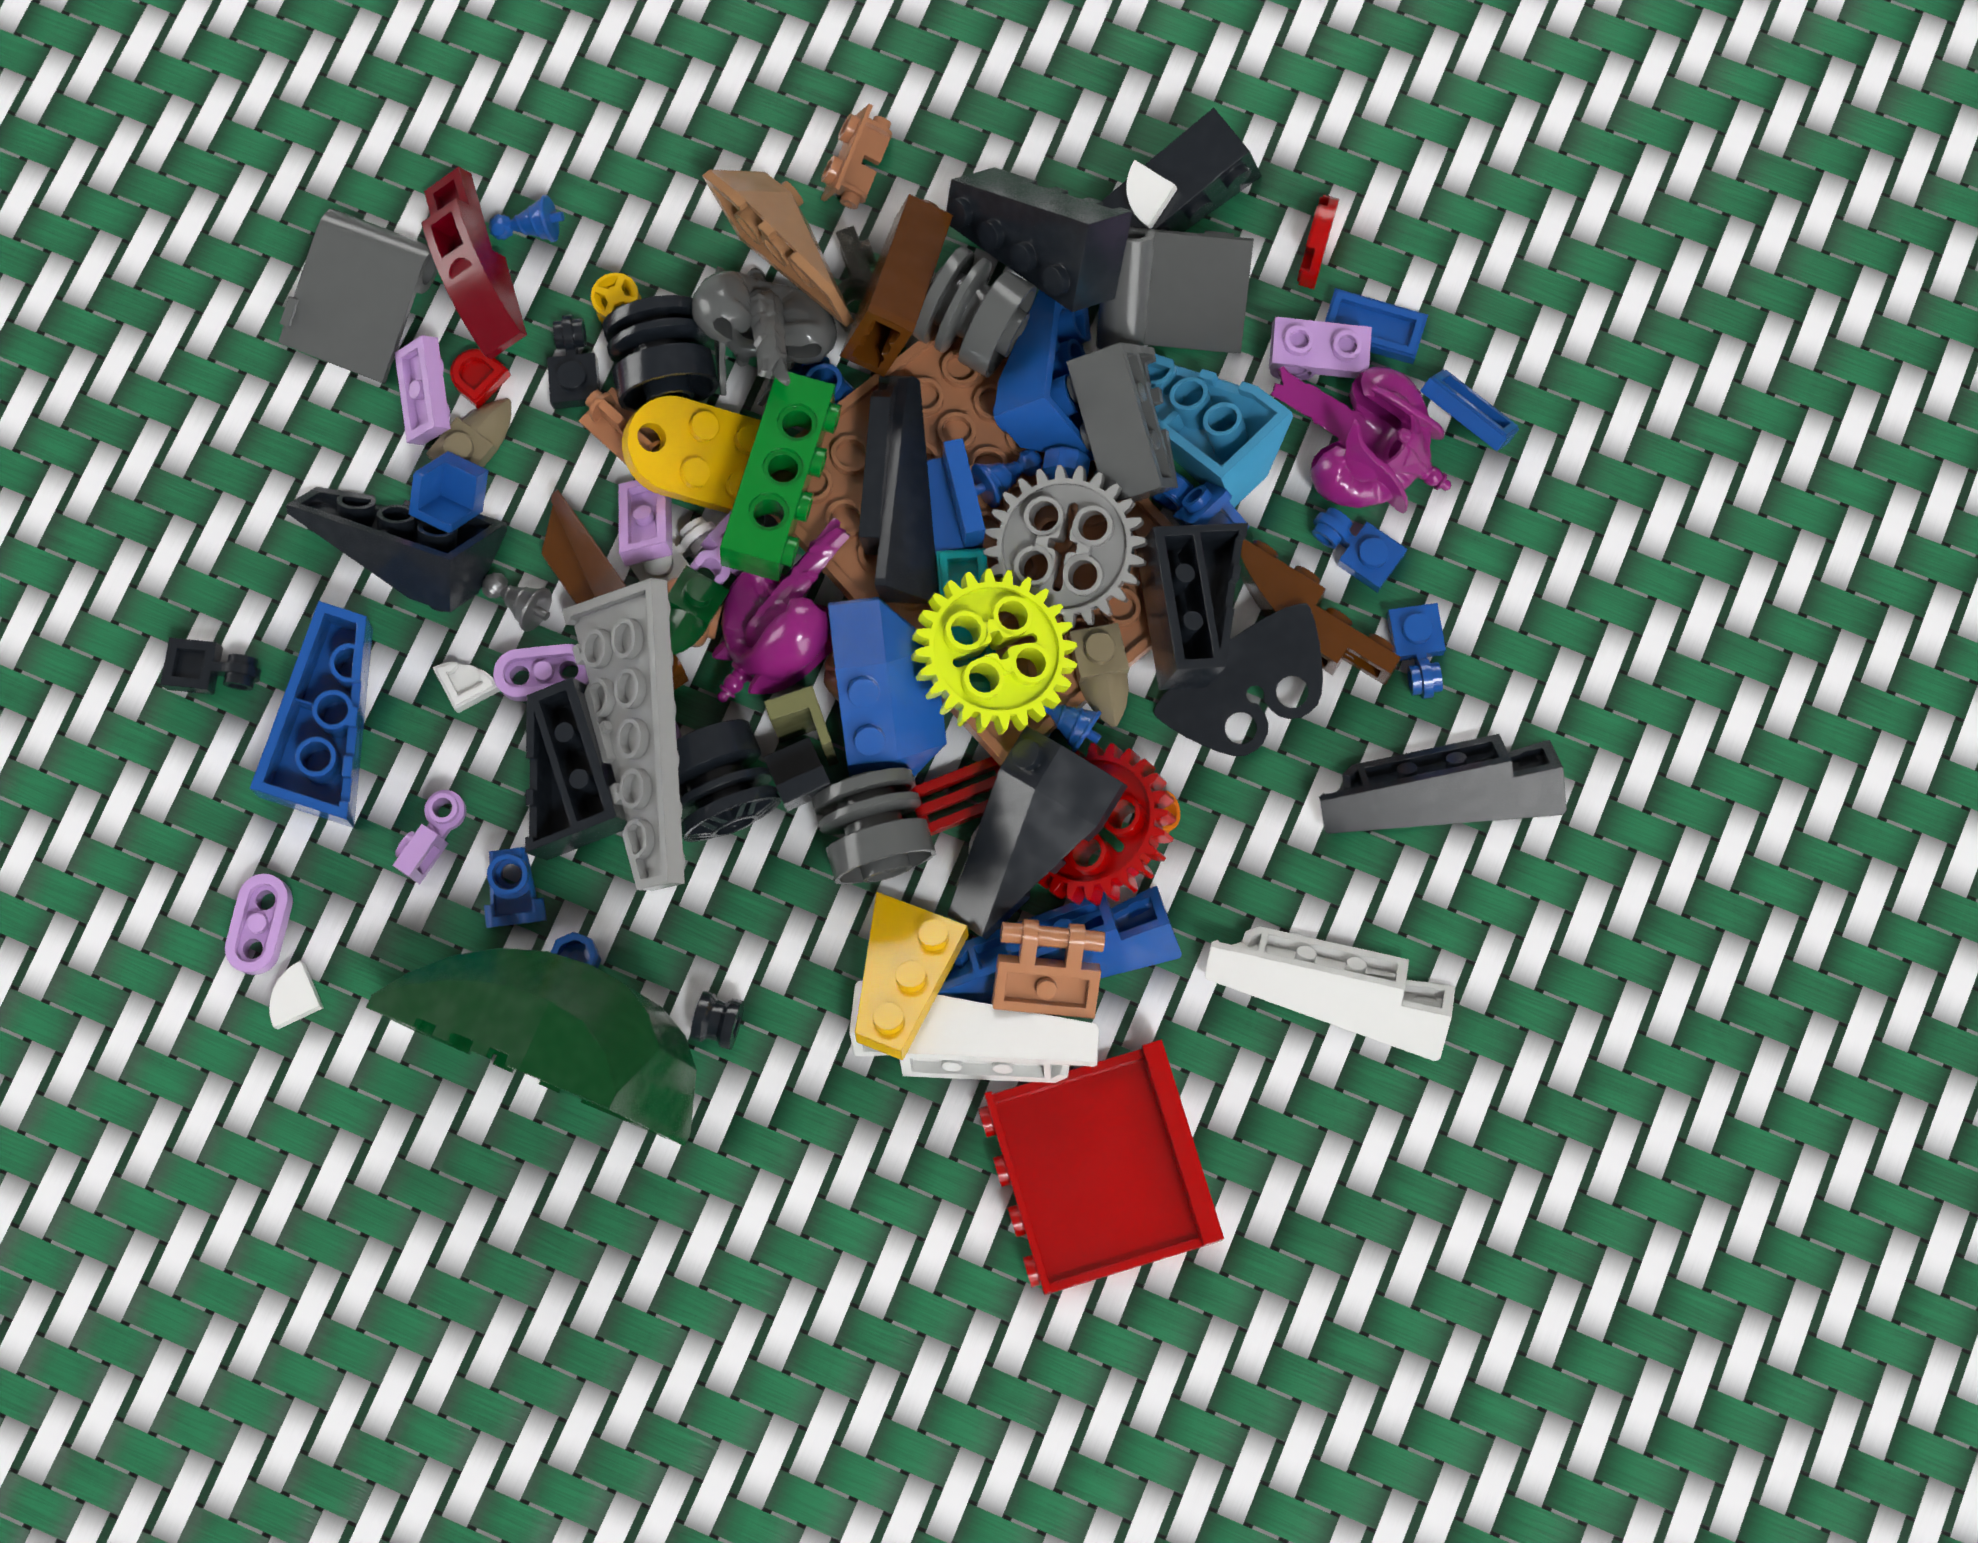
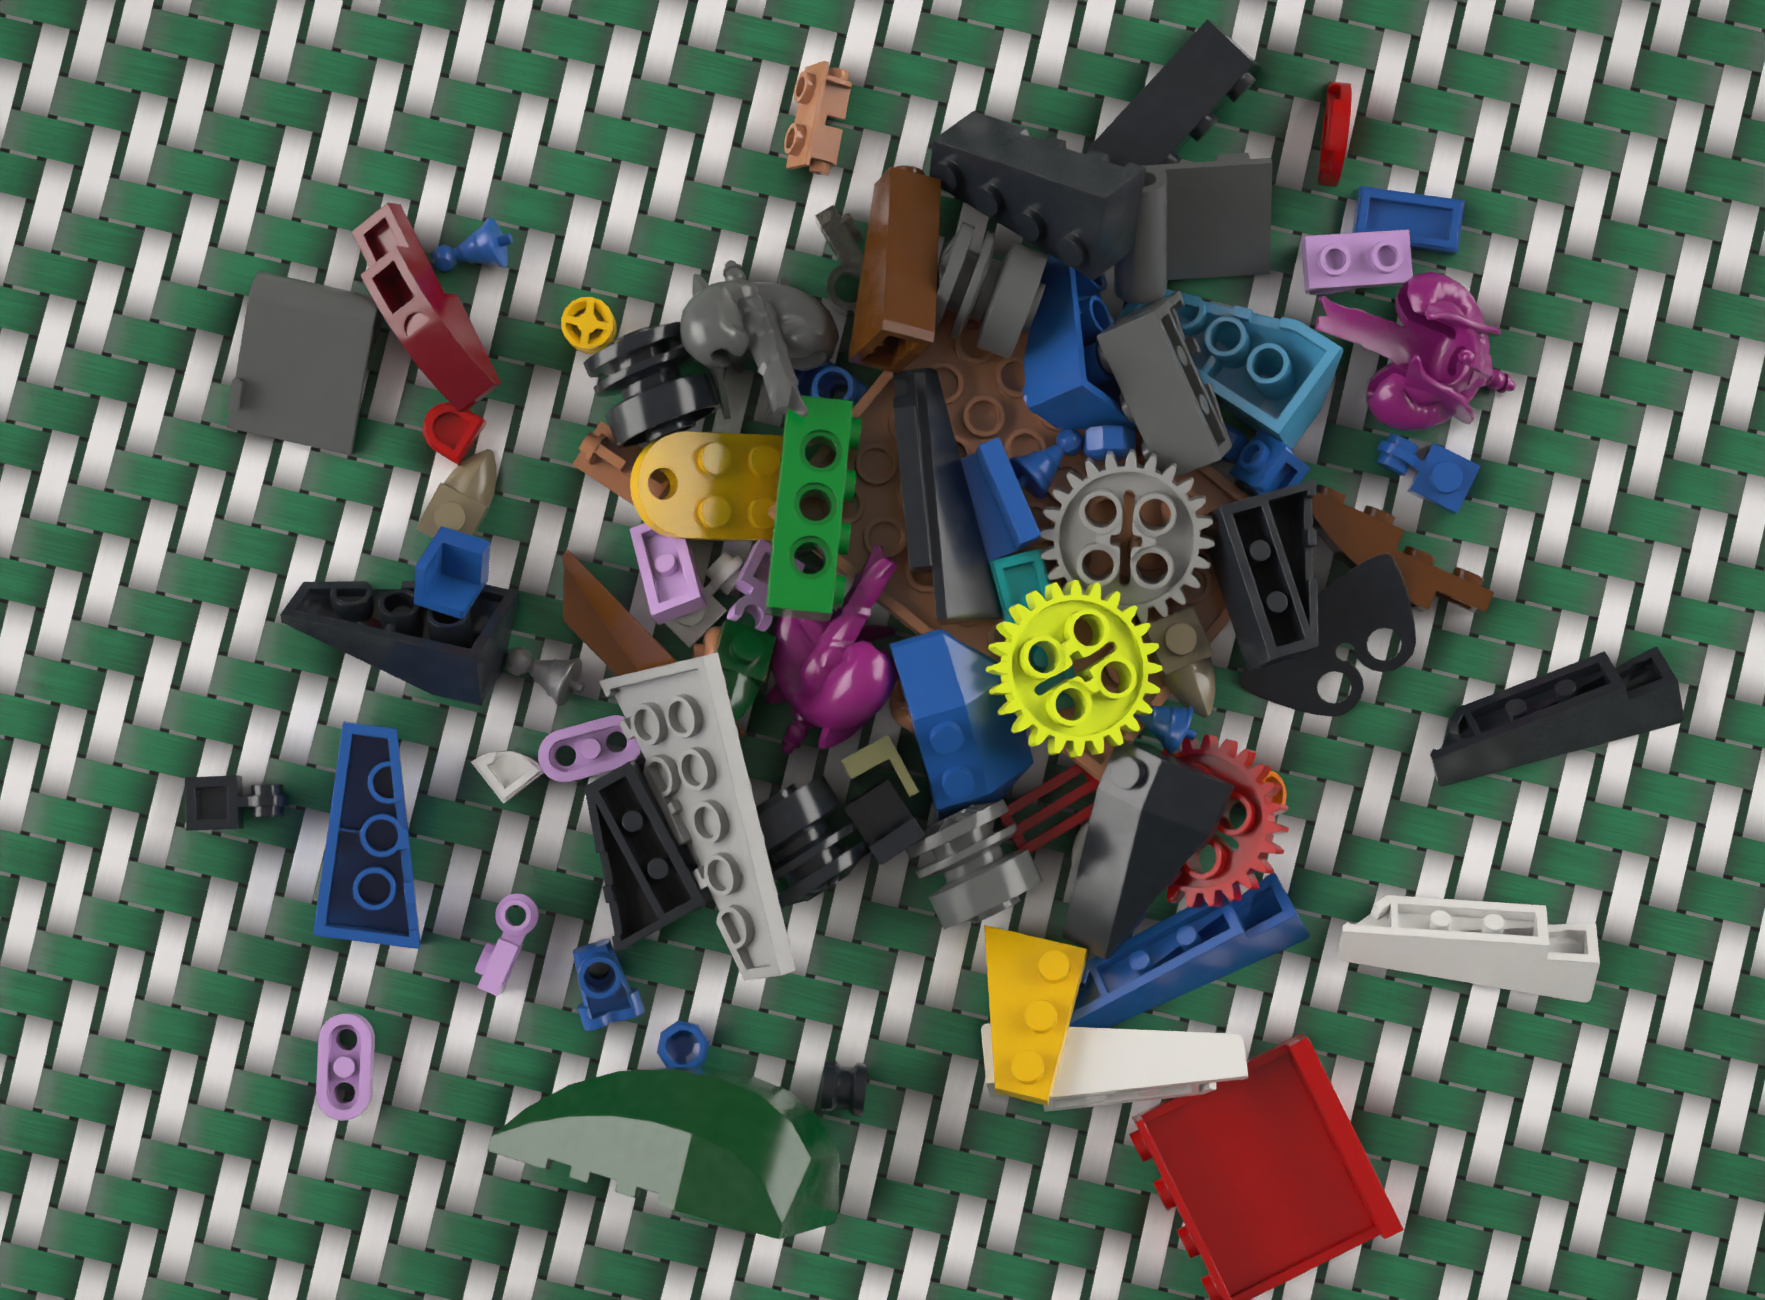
camera: 15 degrees left, 10 degrees up
(293, 996) = (397, 1134): white tile -> none
(422, 390) = (398, 459): lavender plate -> none
(573, 375) = (557, 415): black plate -> none
(774, 227) = (752, 221): medium nougat wedge -> none
(1045, 984) = (1186, 1000): nougat plate -> none
(1148, 193) = (1149, 126): white tile -> none
(1418, 635) = (1503, 556): blue plate -> none
(1470, 409) = (1525, 302): blue tile -> none

